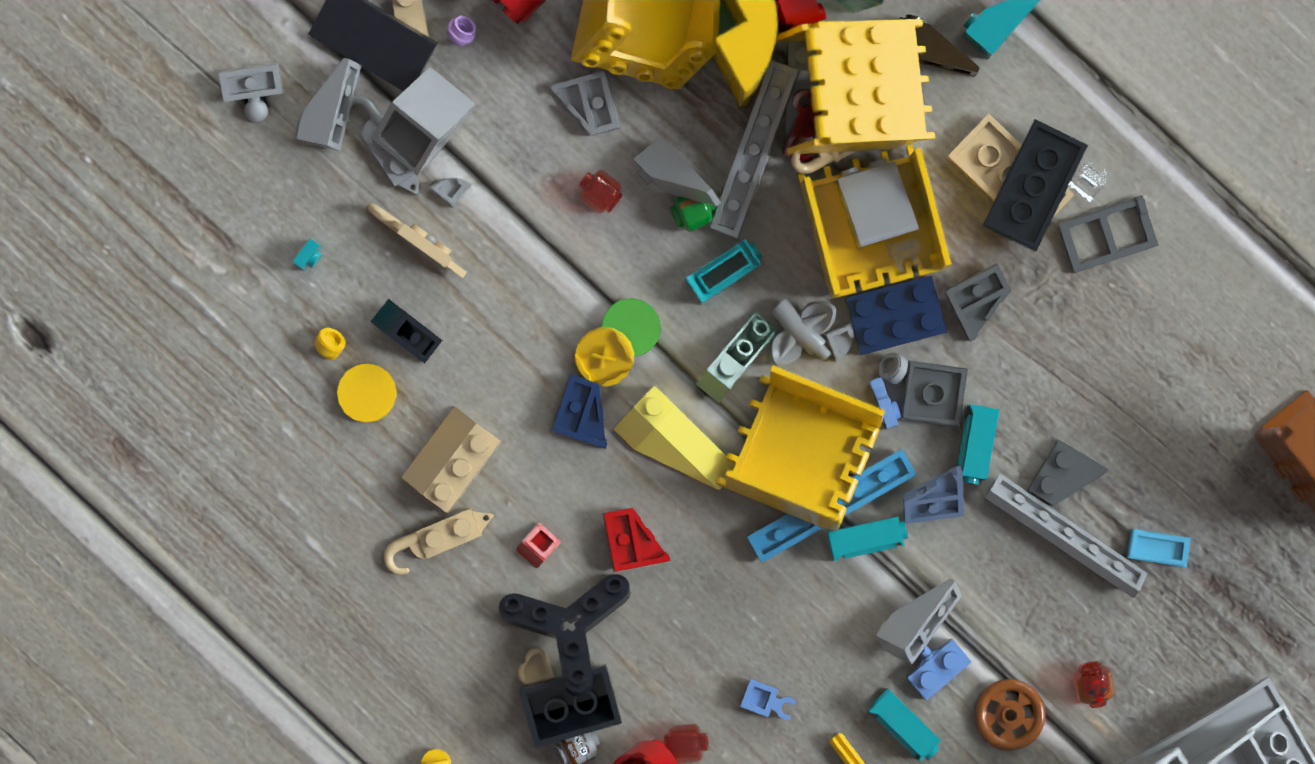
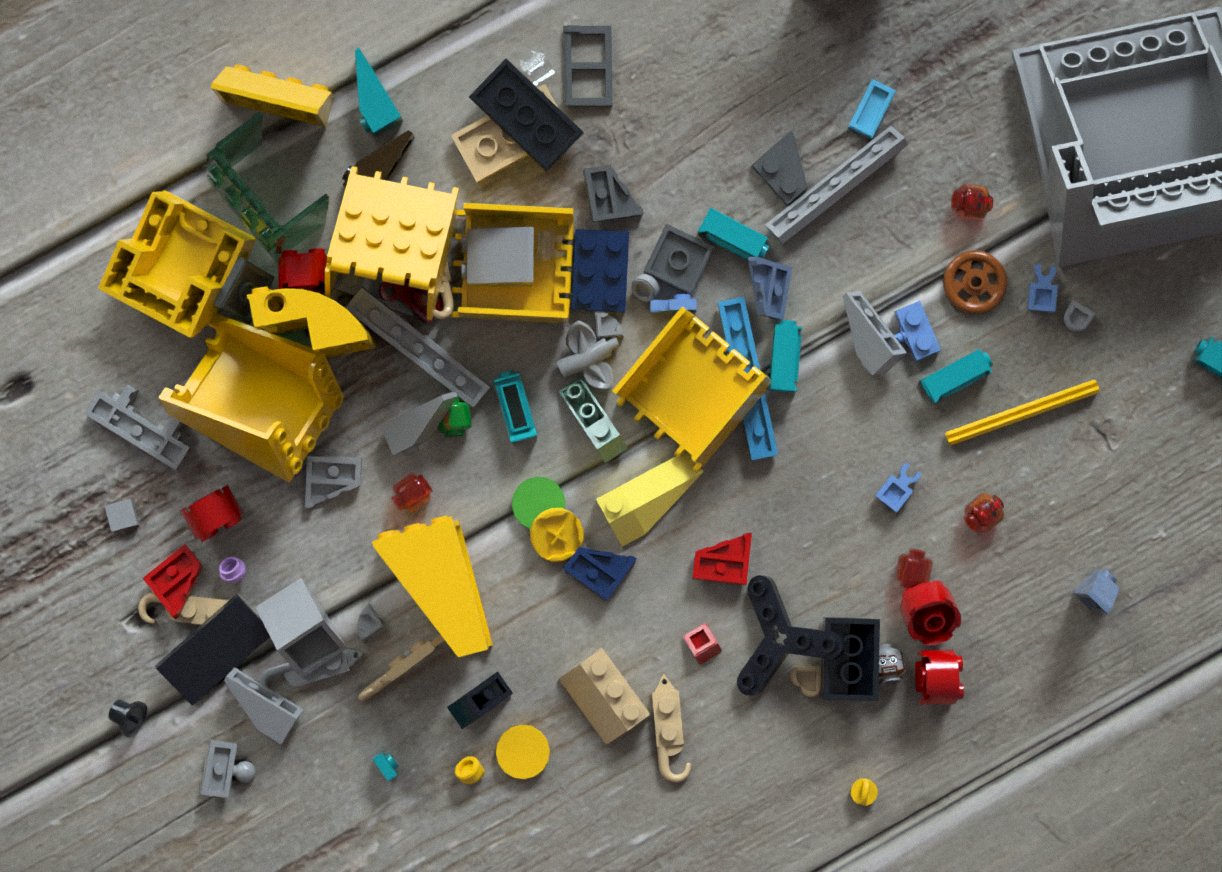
camera: 70 degrees left, 0 degrees up
(518, 249) = (440, 578): none -> yellow windscreen

